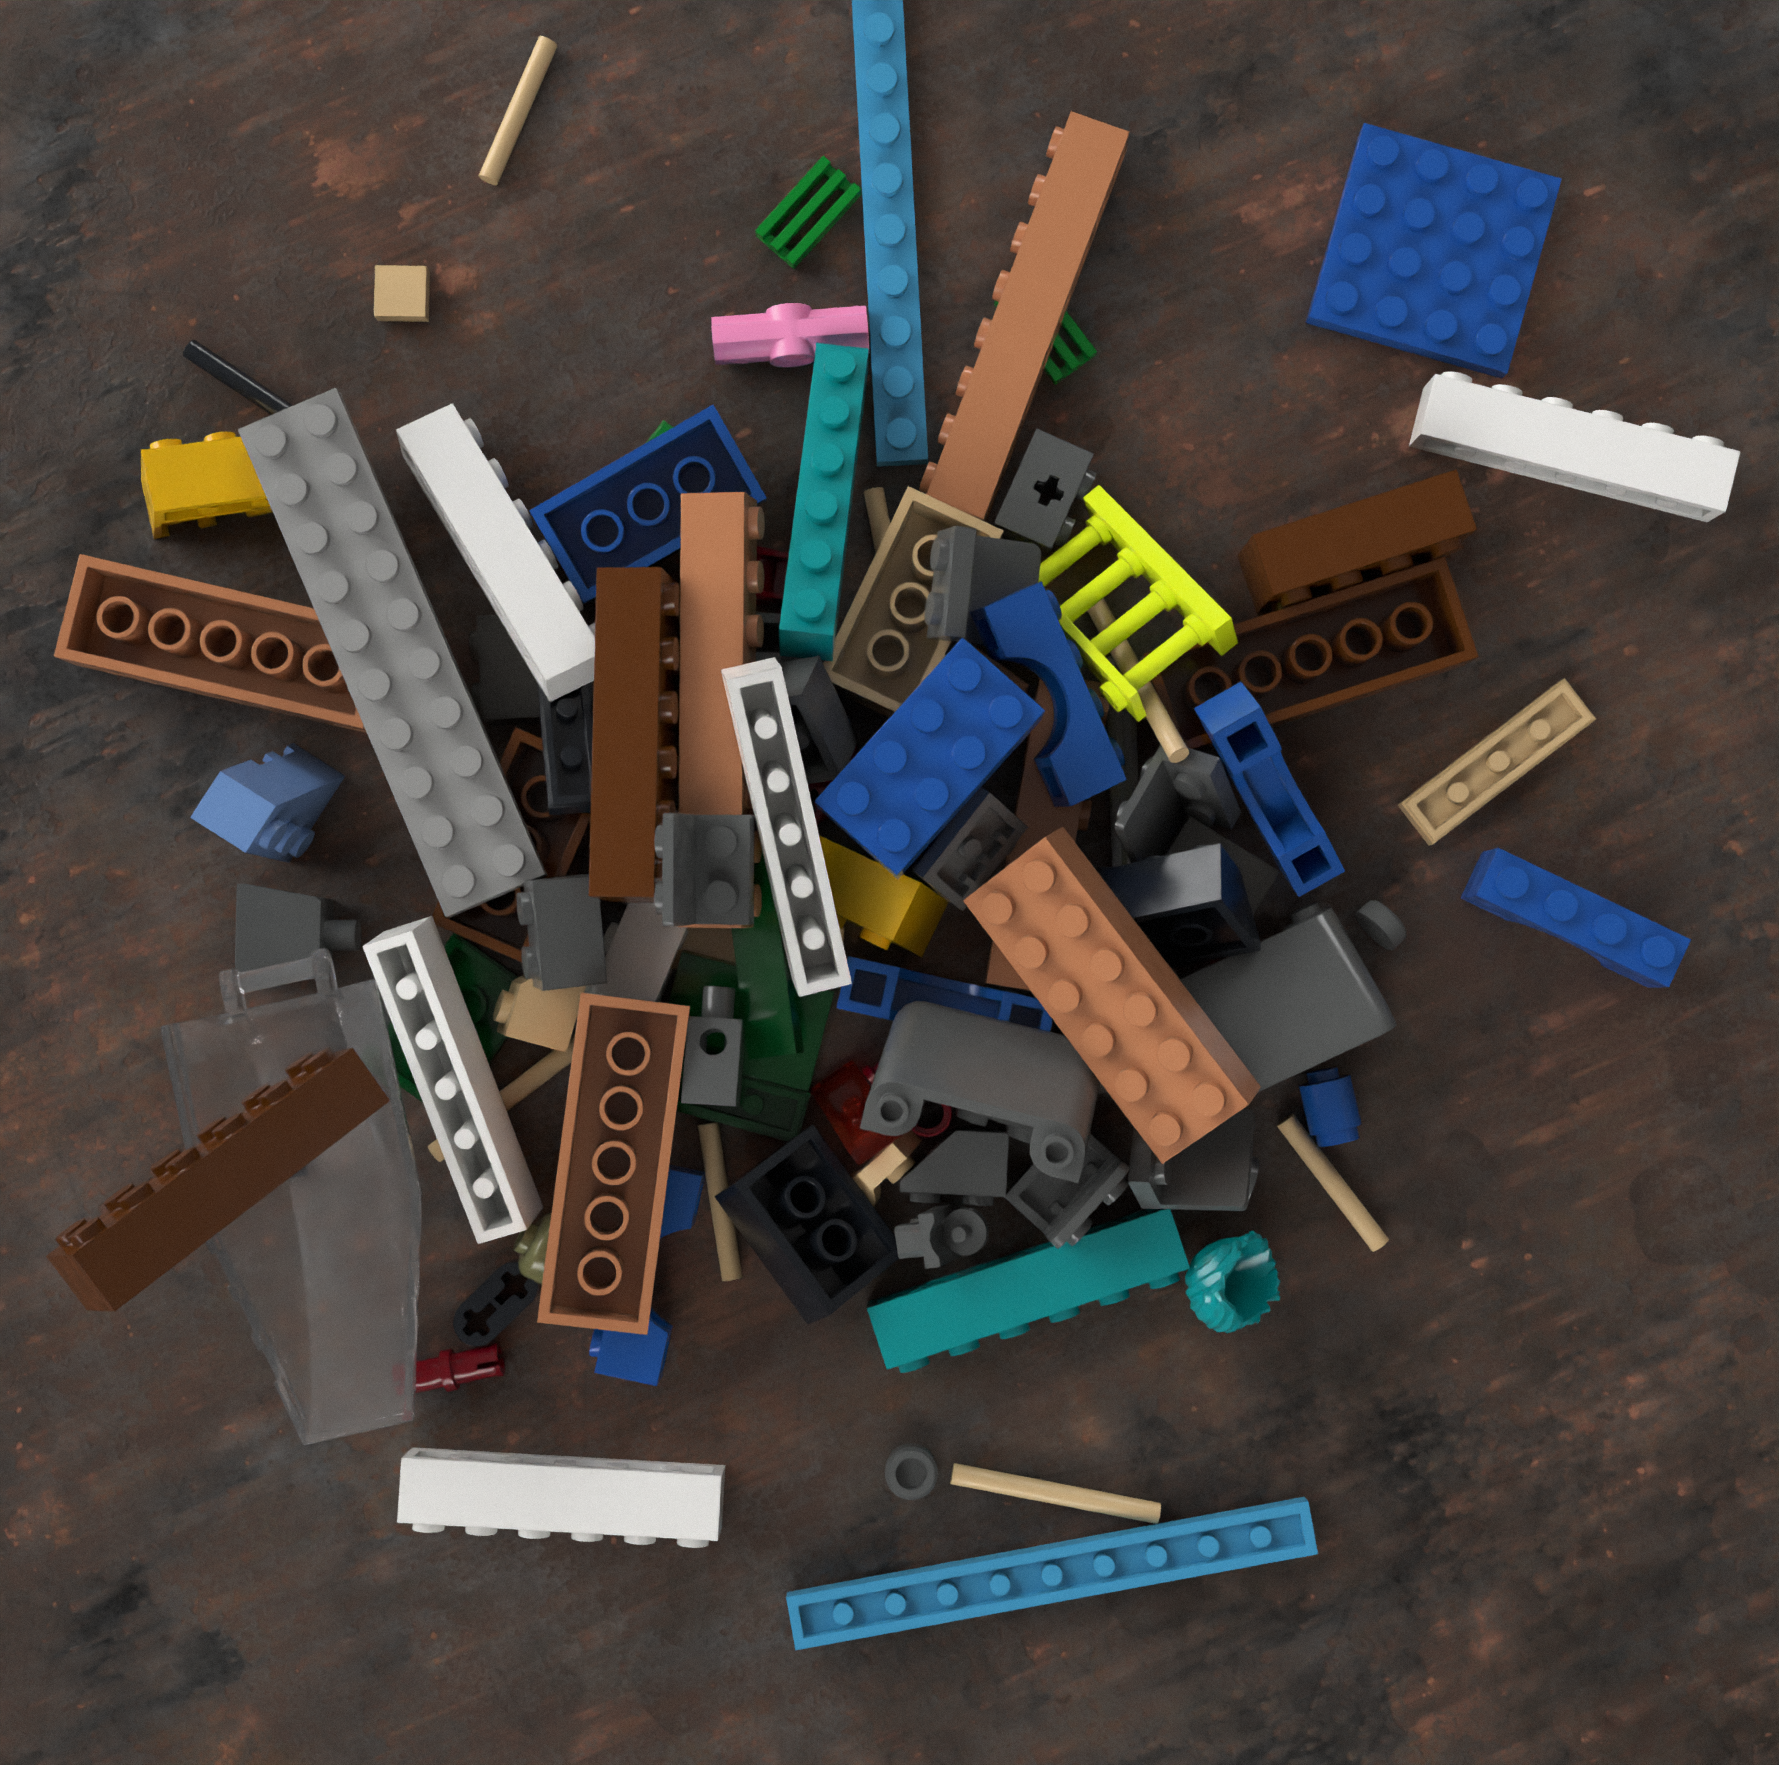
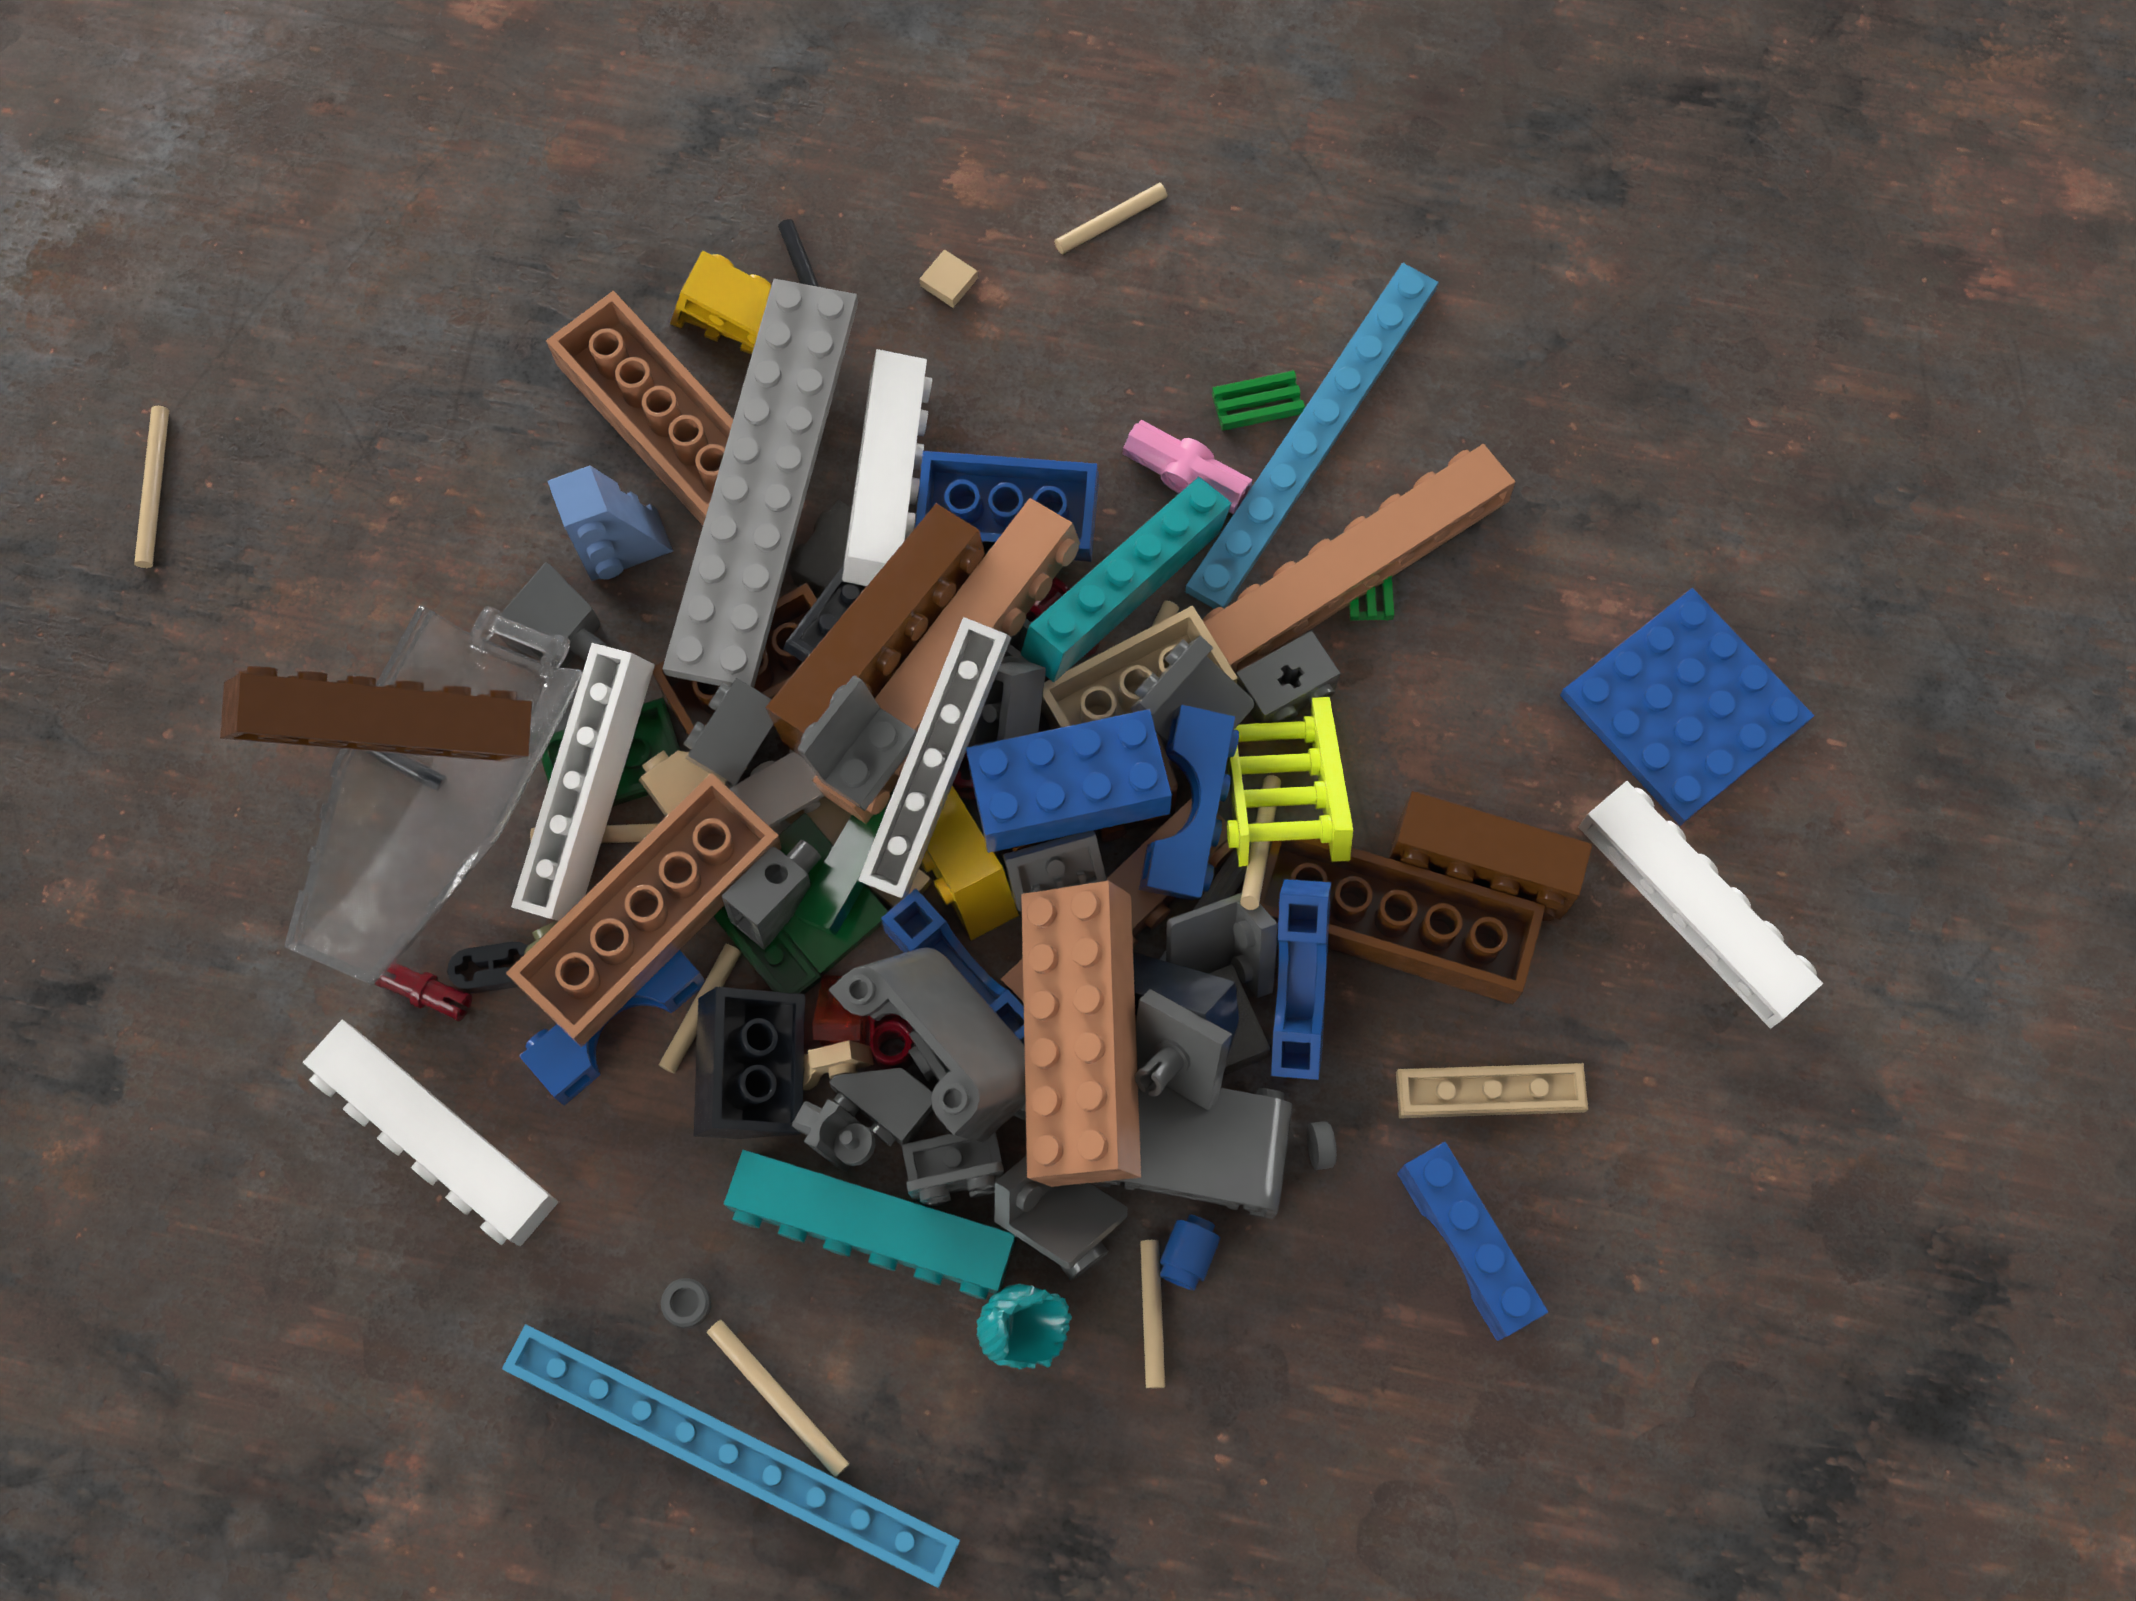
camera: 35 degrees right, 15 degrees down
(1211, 944) = (1179, 1051): none -> dark grey tile

